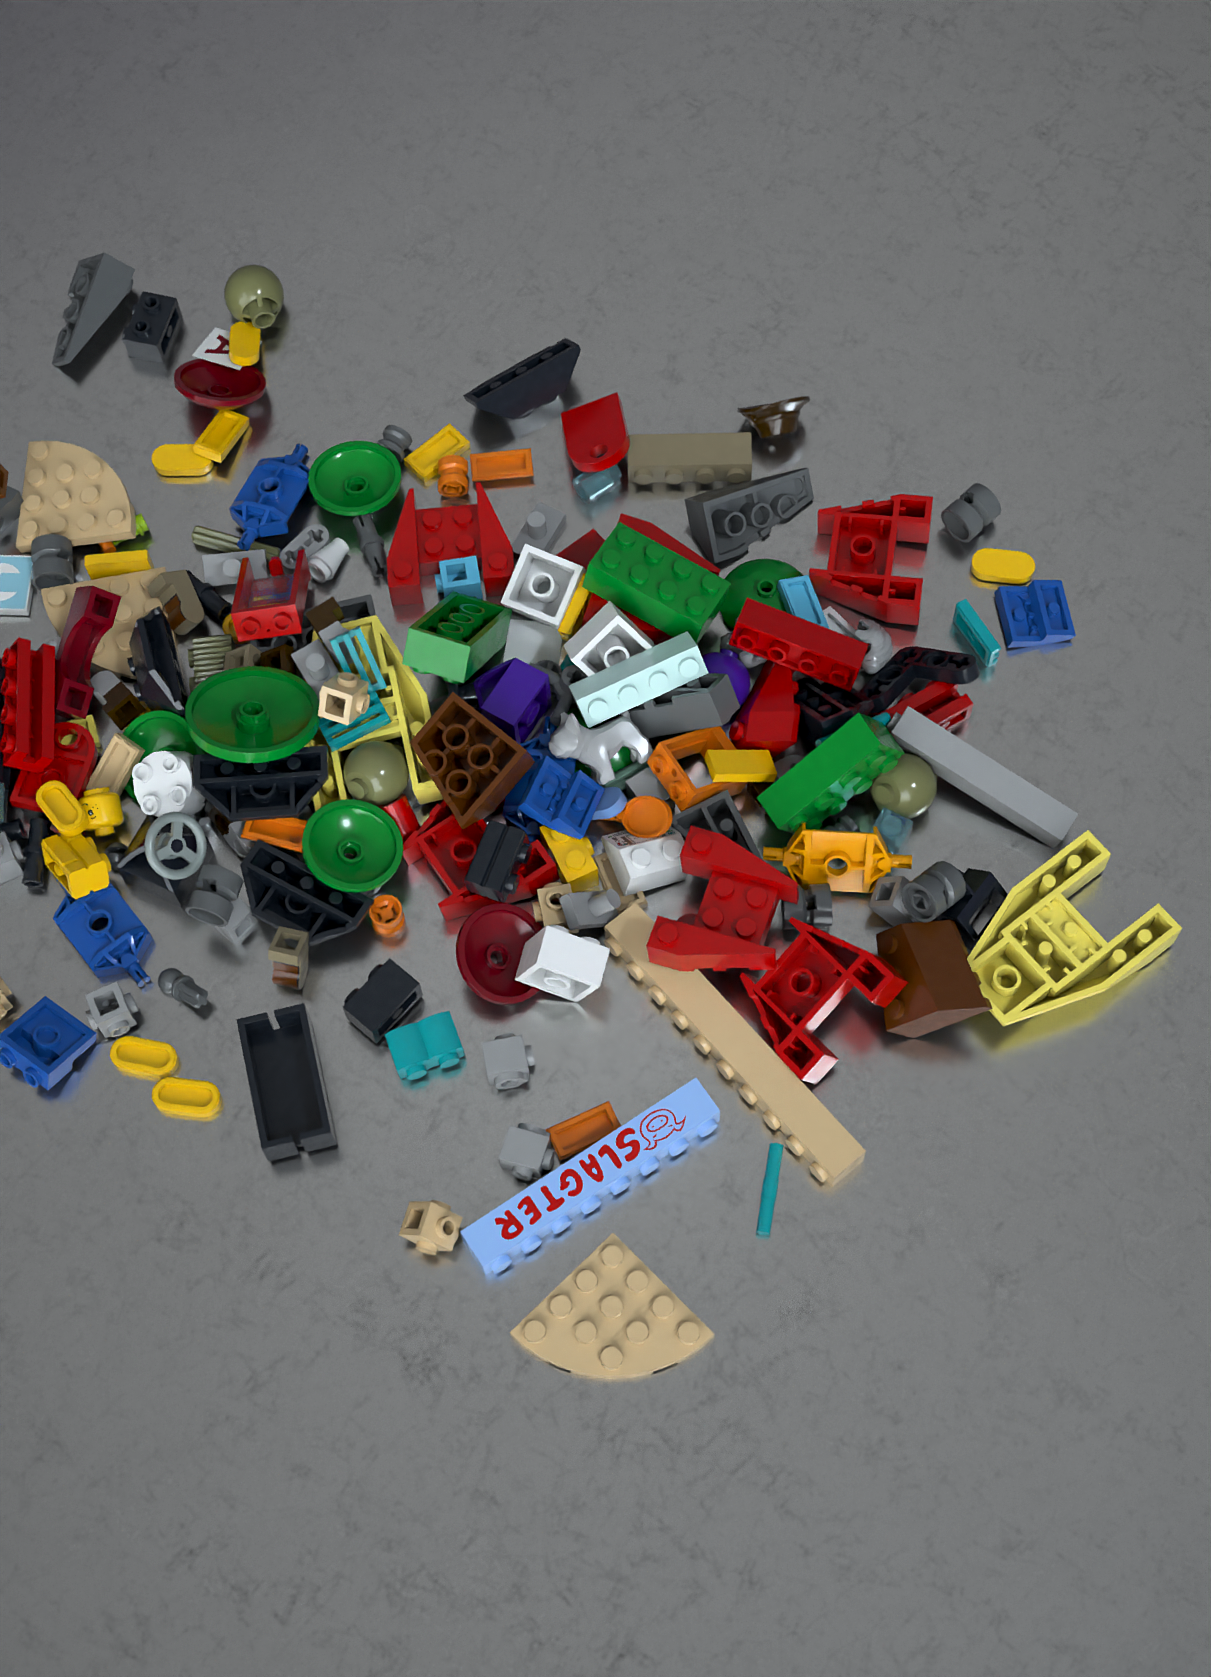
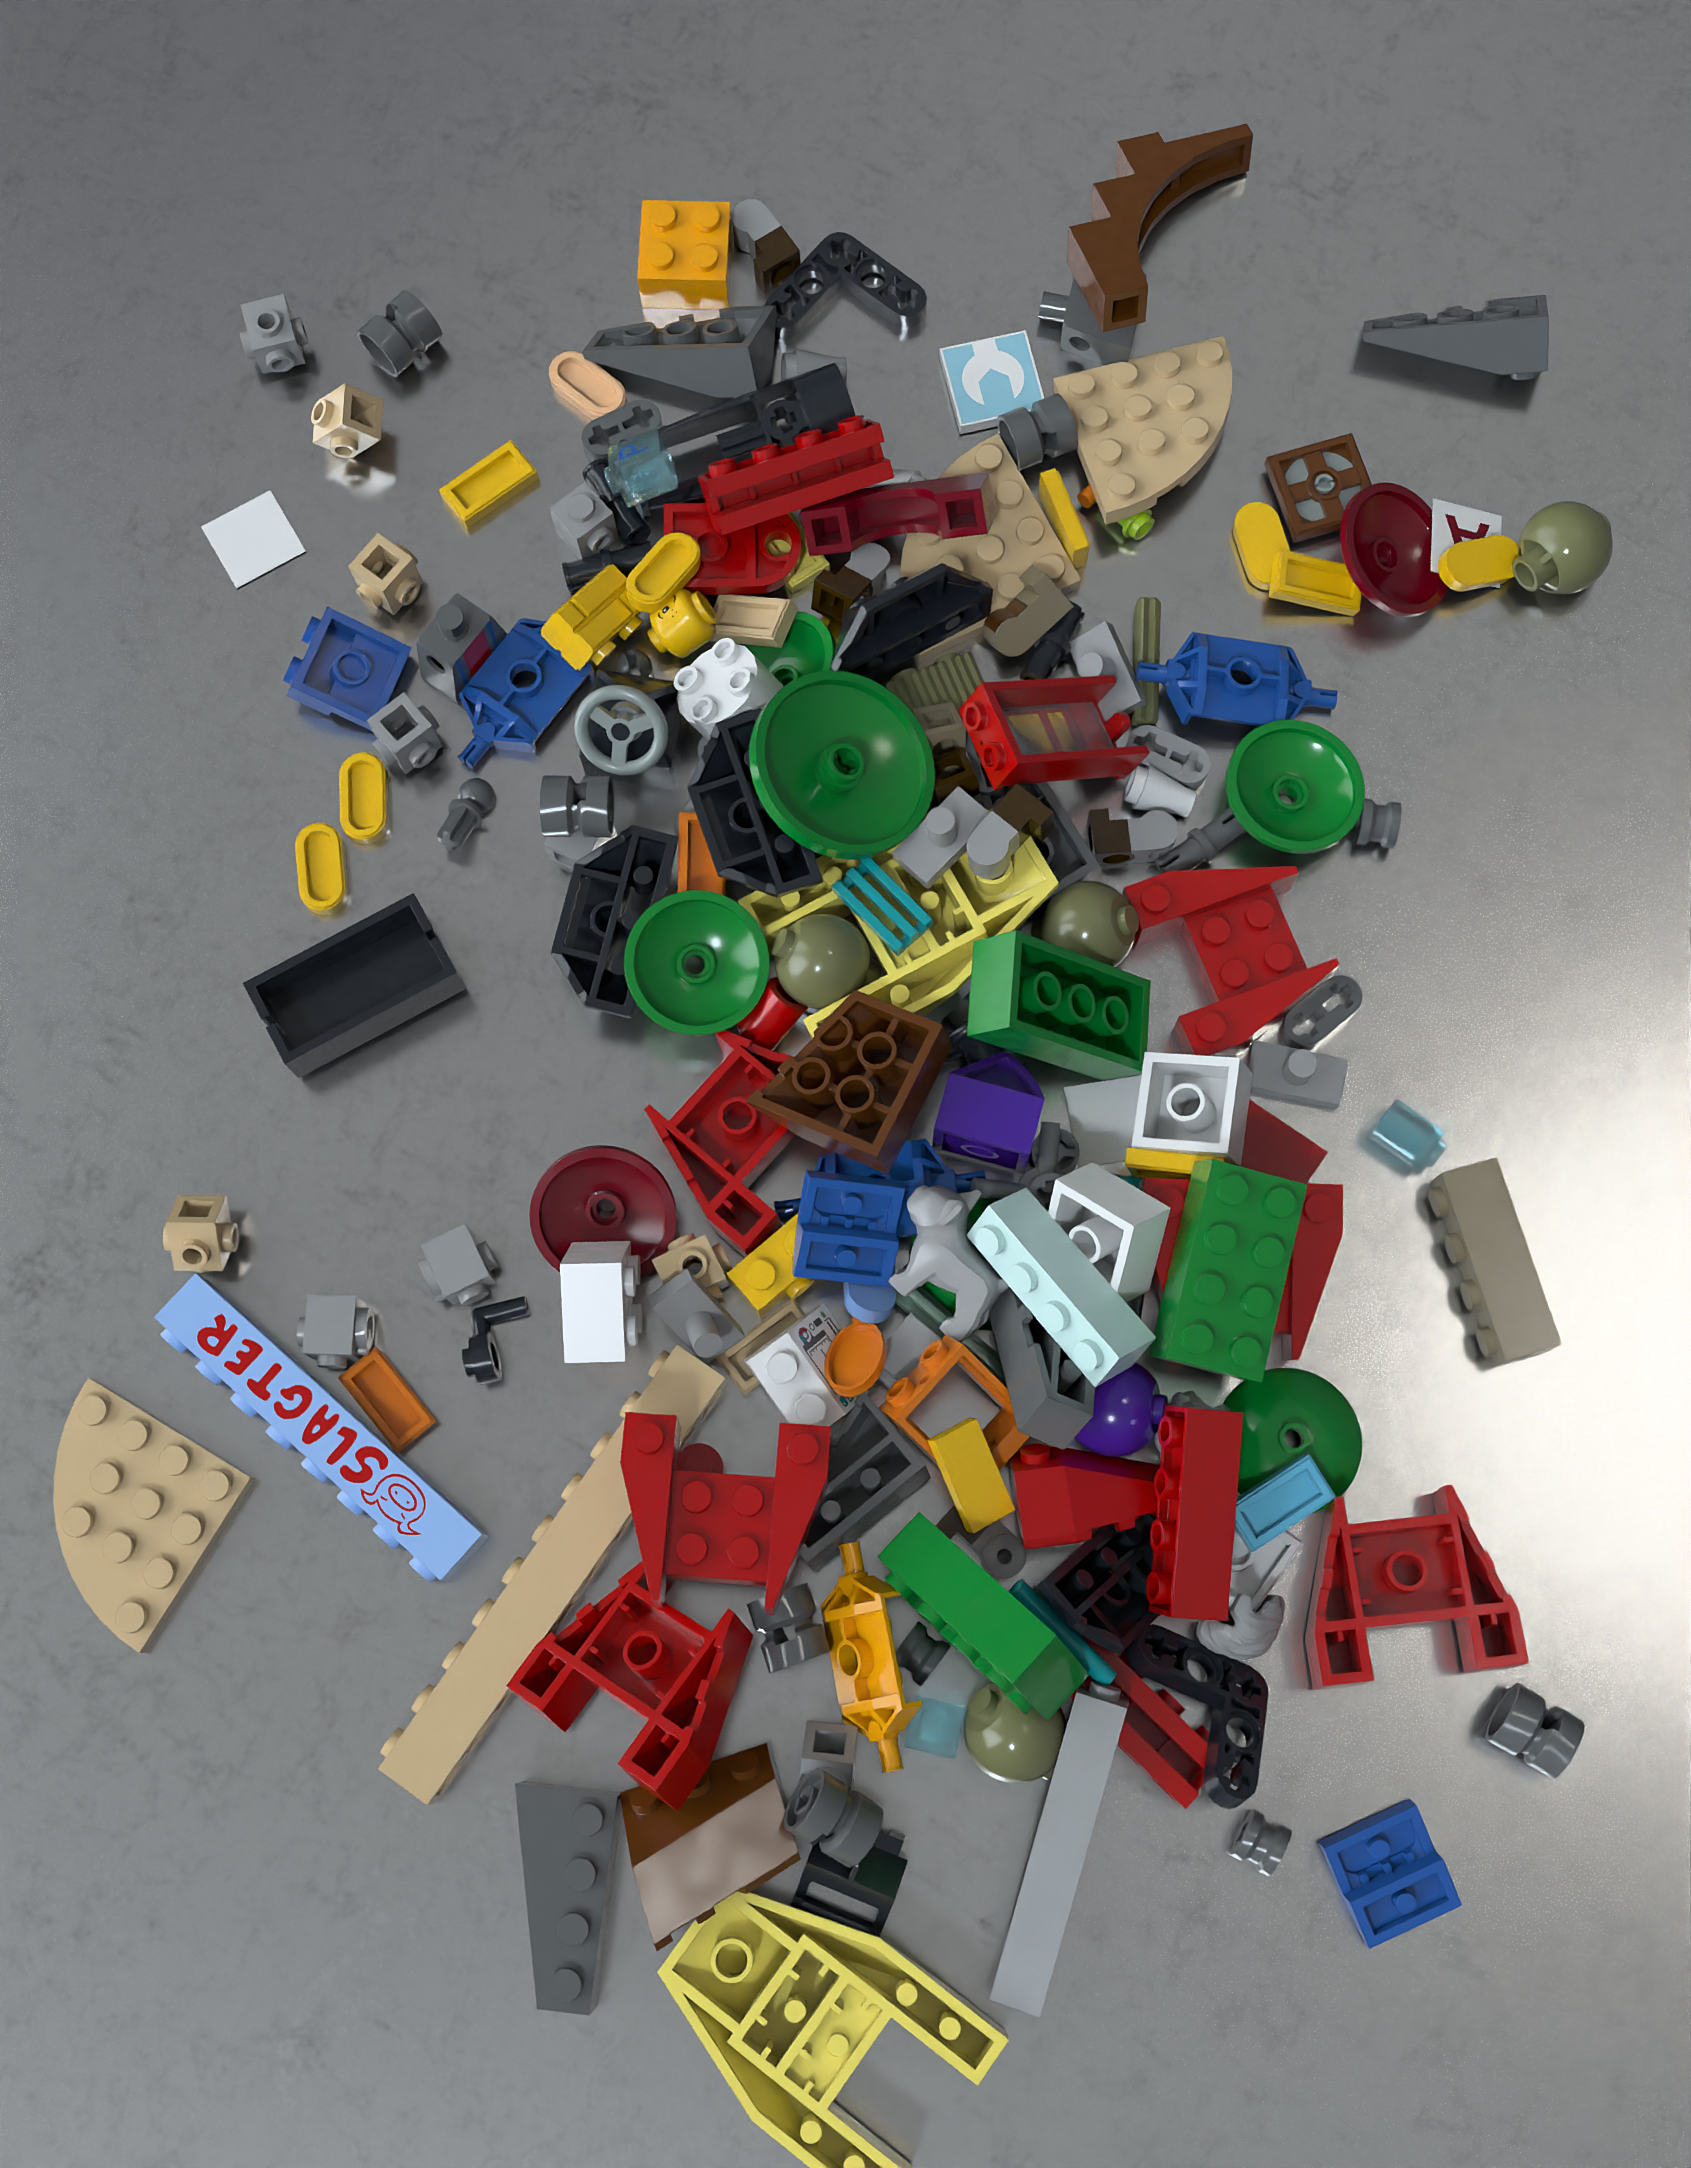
camera: 75 degrees right, 10 degrees up
(57, 956) = (459, 642): none -> dark grey torso
(152, 327) = (1464, 429): black brick -> none
(156, 415) = (1317, 484): none -> reddish brown piece
(288, 962) = (526, 933): dark tan leg -> none
(343, 698) = (892, 877): tan brick -> none
(355, 577) = (1130, 839): none -> leg
(380, 684) = (956, 857): teal tile -> none
(382, 999) = (502, 1073): black brick -> none
(383, 910) = (628, 1035): orange wheel -> none
(402, 608) = (1089, 921): none -> olive brick
(425, 458) = (1388, 890): yellow tile -> none
(425, 1045) = (455, 1151): teal brick -> none
(453, 479) = (1350, 923): orange wheel -> none
(459, 576) = (1186, 968): medium azure brick -> none
(498, 861) = (718, 1167): black brick -> none
(501, 465) = (1396, 987): orange tile -> none
(508, 507) = (1314, 1005): none -> dark grey beam
(528, 383) = (1542, 979): black wedge -> none
(573, 1058) = (482, 1355): none -> black plate
(596, 430) = (1491, 1109): red tile -> none
(739, 514) = (1420, 1362): dark grey wedge -> none
(769, 1189) = (361, 1678): teal piece -> none
(775, 418) = (1610, 1372): dark brown hat -> none
(938, 1078) = (568, 1881): none -> dark grey wedge
(976, 633) = (1321, 1785): teal tile -> none
(1001, 673) = (1261, 1842): none -> dark grey wheel
(1002, 566) = (1460, 1803): yellow tile -> none

